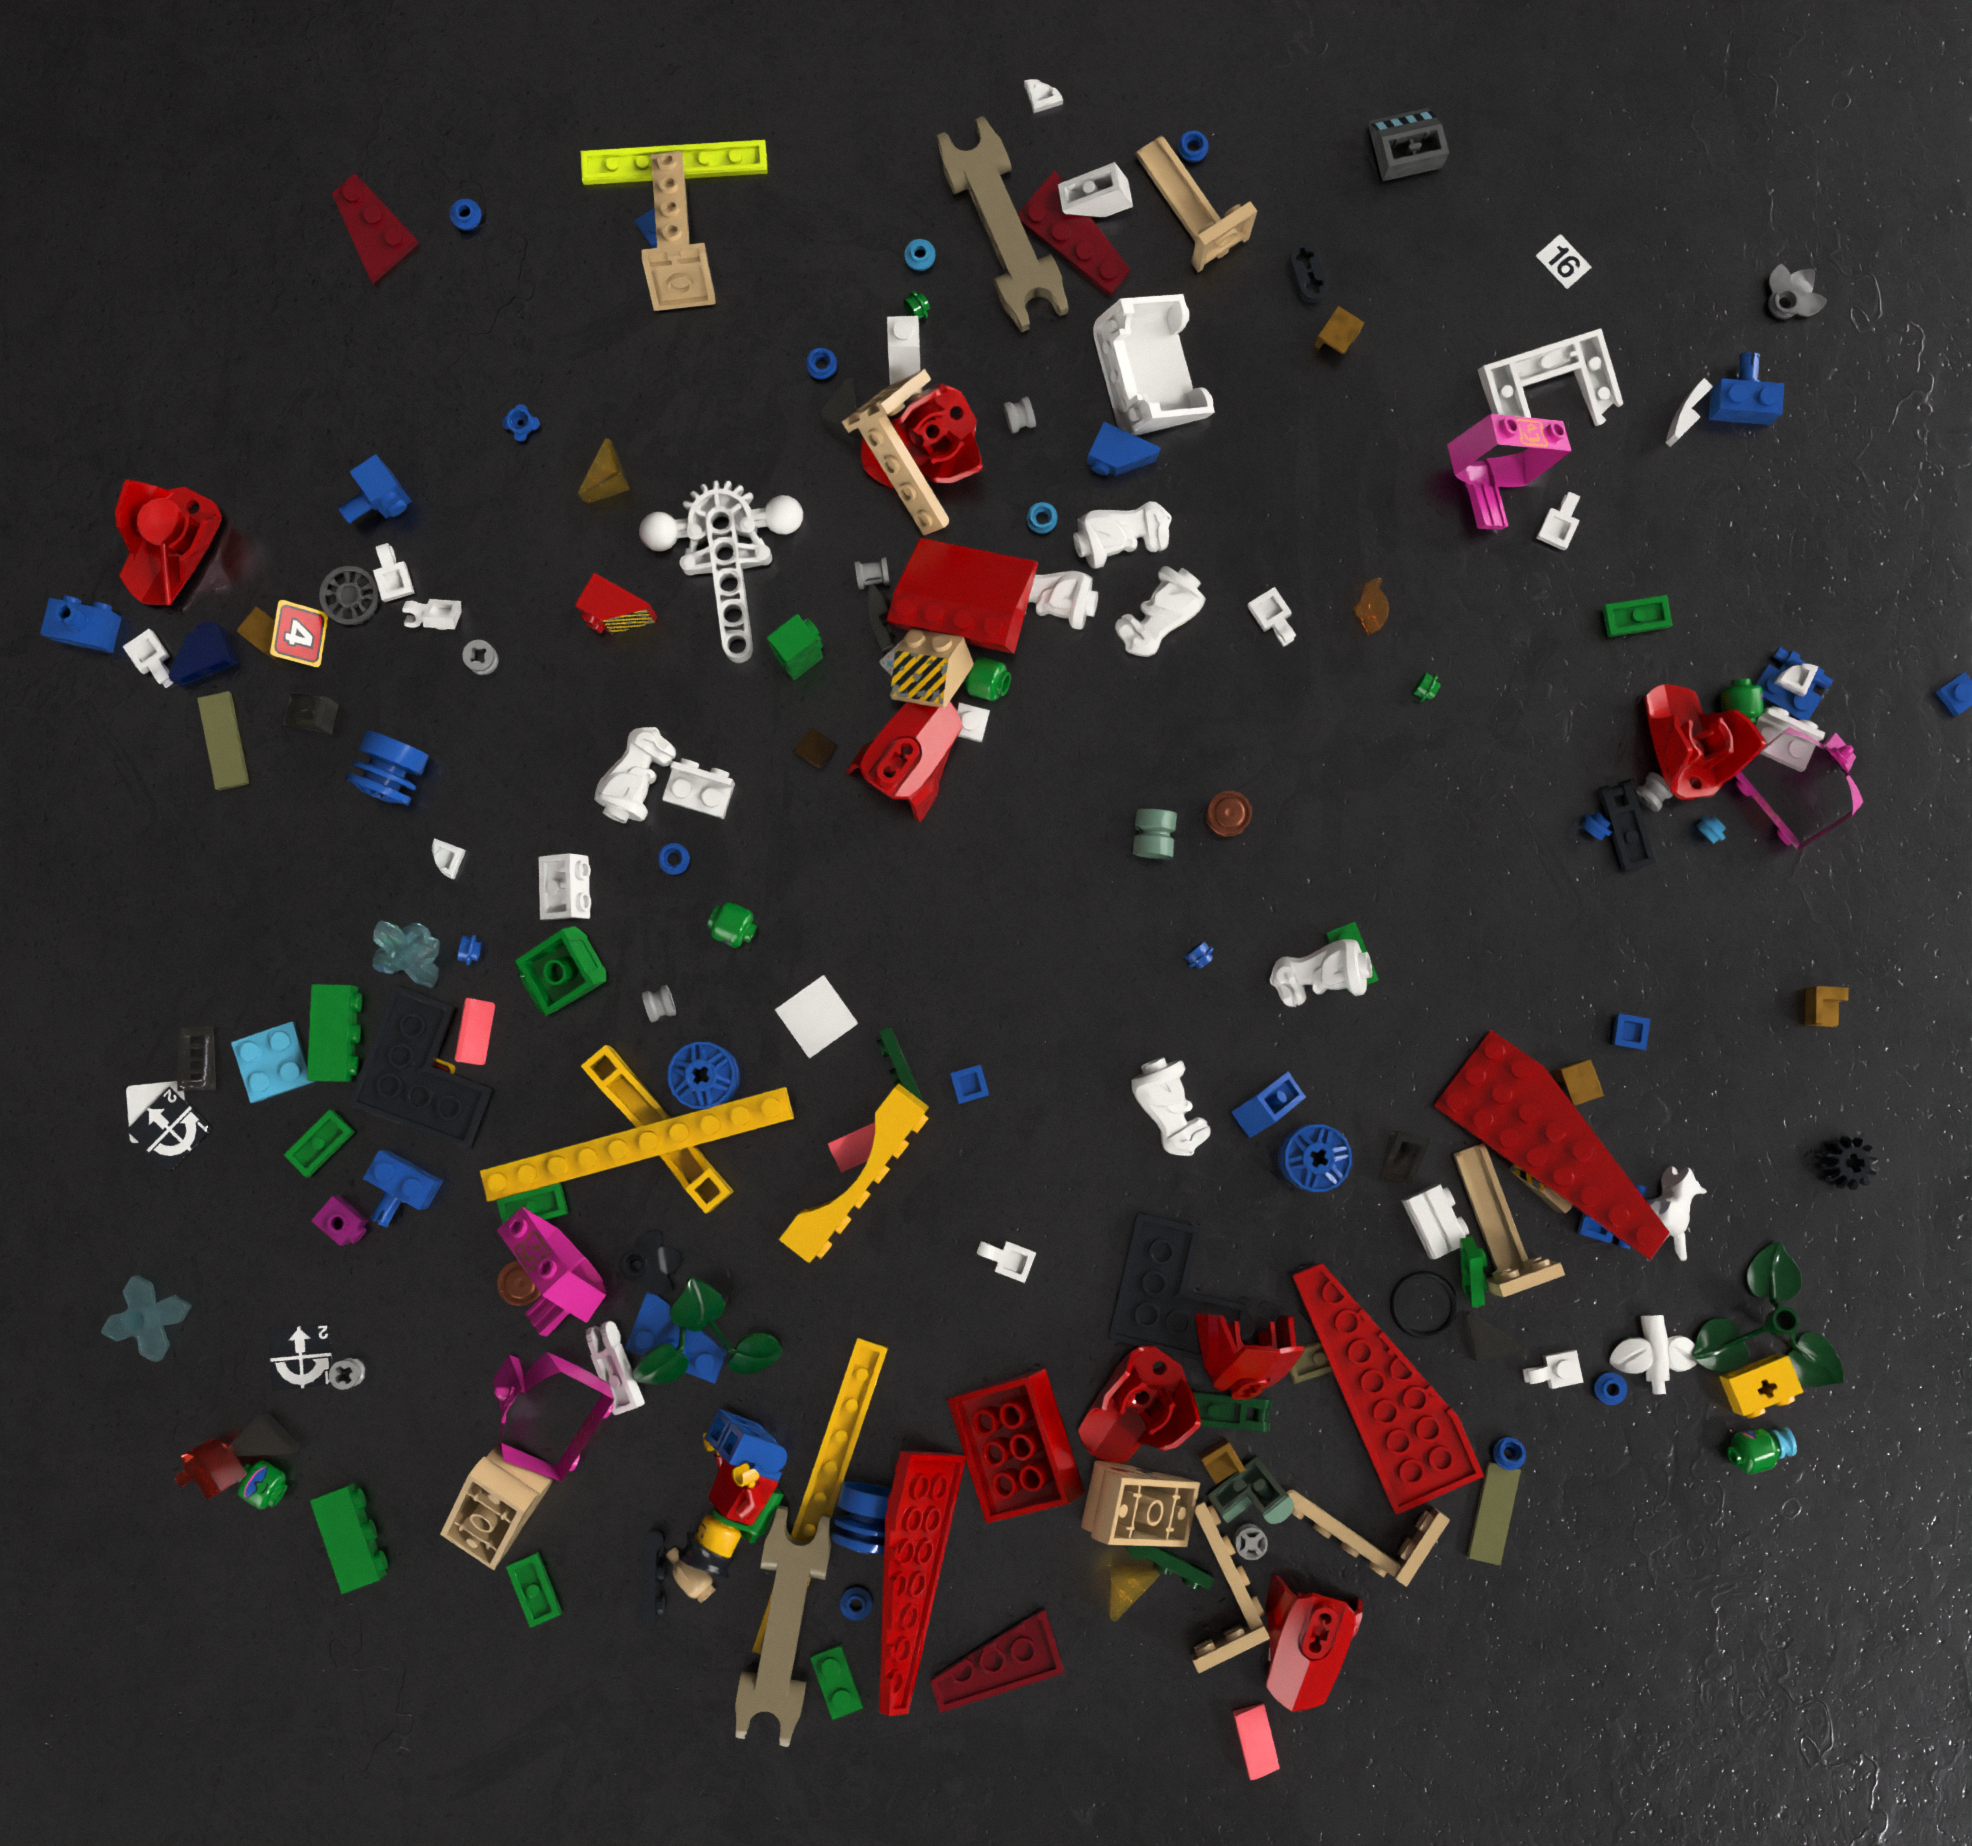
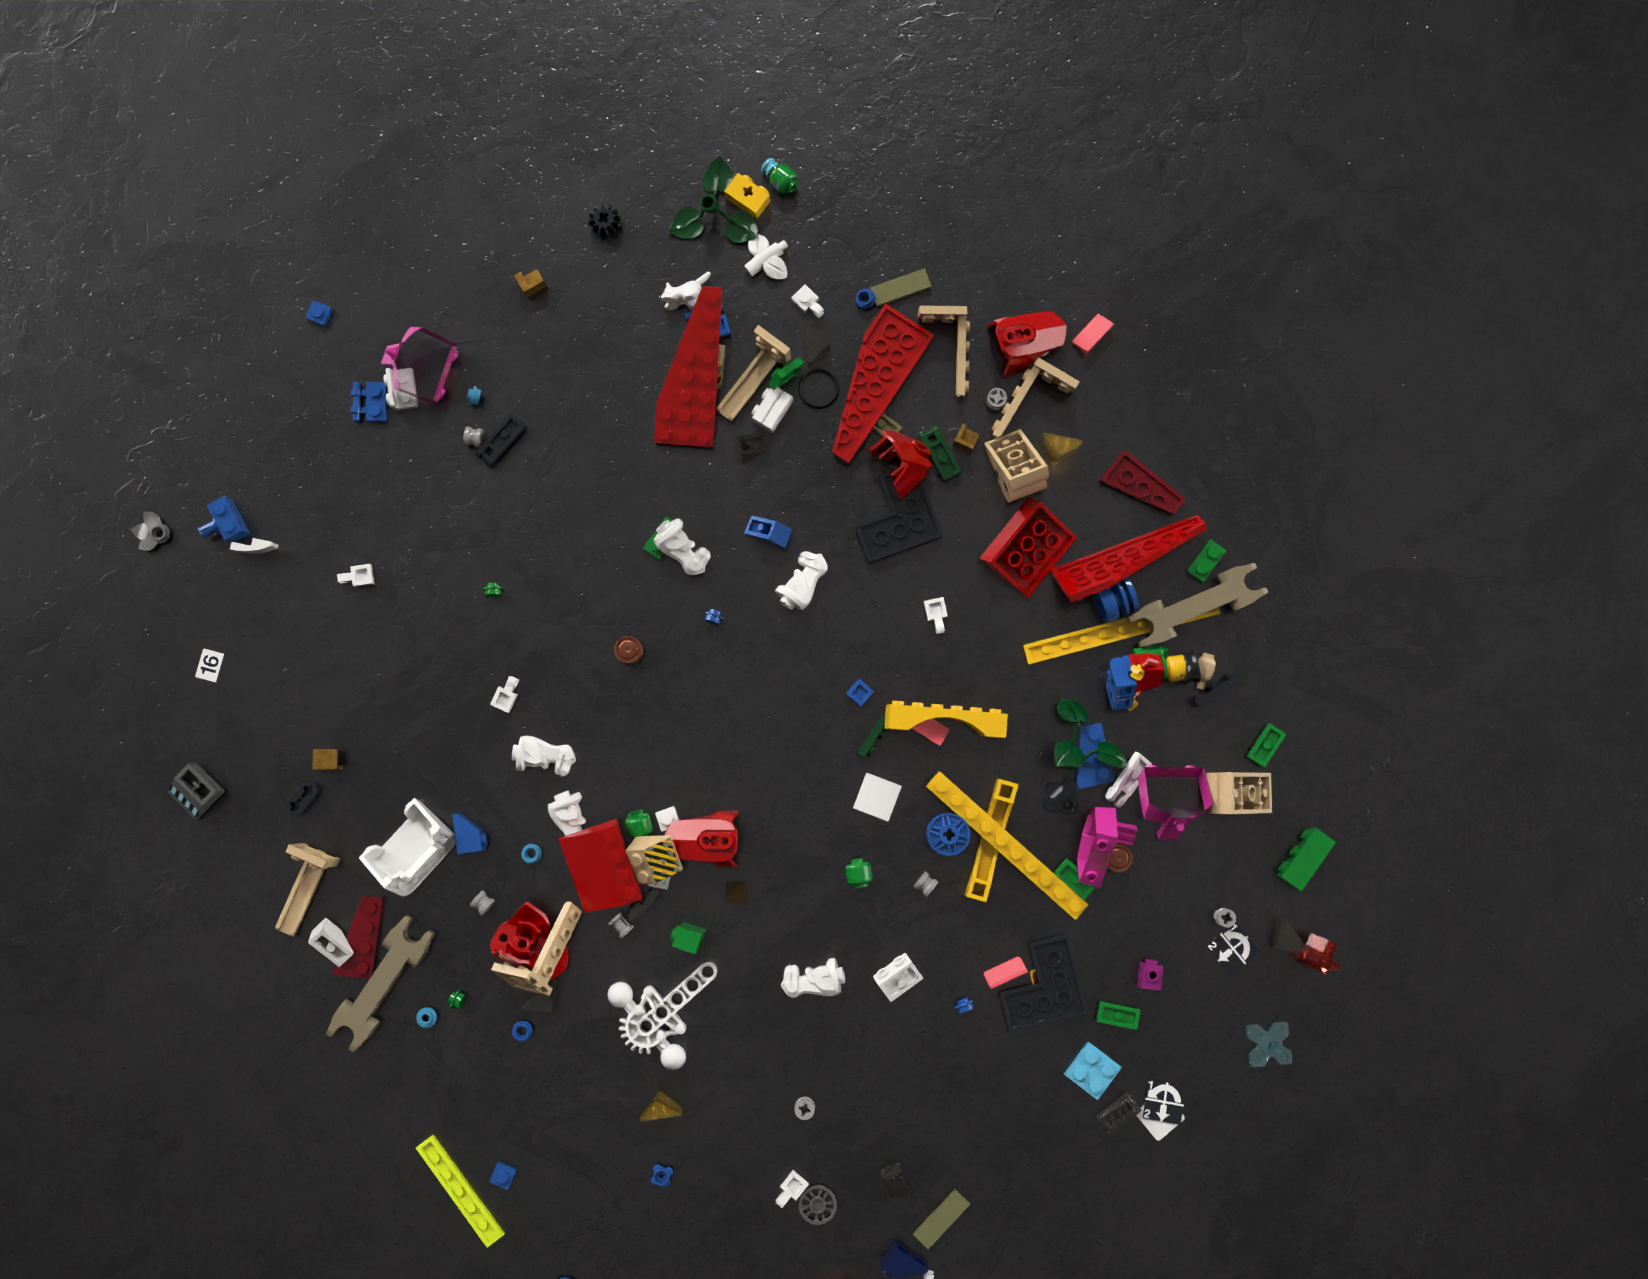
camera: 115 degrees left, 0 degrees up
(258, 630) = (868, 1236): pearl gold panel -> none
(262, 1485) = (1310, 921): green head -> none
(299, 633) = (856, 1217): sticker -> none
(333, 1033) = (1056, 1047): green brick -> none
(378, 491) = (751, 1227): blue brick -> none
(387, 768) = (898, 1116): blue wheel -> none
(400, 1184) = (1109, 957): blue brick -> none
(407, 950) = (986, 1037): clear light blue plant -> none
(434, 614) = (797, 1149): white plate -> none
(447, 857) = (923, 1051): white tile -> none
(560, 970) = (943, 948): green slope -> none
(612, 608) = (731, 1053): red slope -> none
(664, 854) = (844, 935): blue plate -> none
(676, 269) = (522, 1145): tan bracket -> none
(698, 788) = (798, 940): white bracket -> none
(860, 1594) = (1155, 576): blue plate -> none
(903, 347) = (485, 990): white slope -> none
(1042, 95) = (292, 1010): white tile -> none
(1112, 531) = (516, 811): white animal -> none
(1154, 833) = (664, 681): sand green wheel -> none
(1157, 1417) = (966, 496): red piece -> none
(1167, 1561) = (1034, 432): dark green plate -> none
(1197, 139) = (264, 907): blue plate -> none
(1252, 1487) = (967, 412): sand green brick -> none
(1297, 1165) = (788, 498): blue wheel -> none
(1373, 606) = (467, 646): clear orange piece -> none
(1546, 445) = (354, 639): dark pink piece -> none
(1580, 1081) = (651, 380): pearl gold panel -> none
(1583, 354) = (257, 622): white wedge -> none
(1597, 825) = (510, 455): blue plate -> none
(1601, 1384) = (799, 274): blue plate -> none
(1630, 1031) = (608, 371): blue plate -> none
(1637, 616) = (383, 504): green plate -> none
(1698, 748) = (434, 431): red piece -> none
(1744, 698) = (395, 421): green head -> none
(1797, 678) = (365, 401): white tile -> none

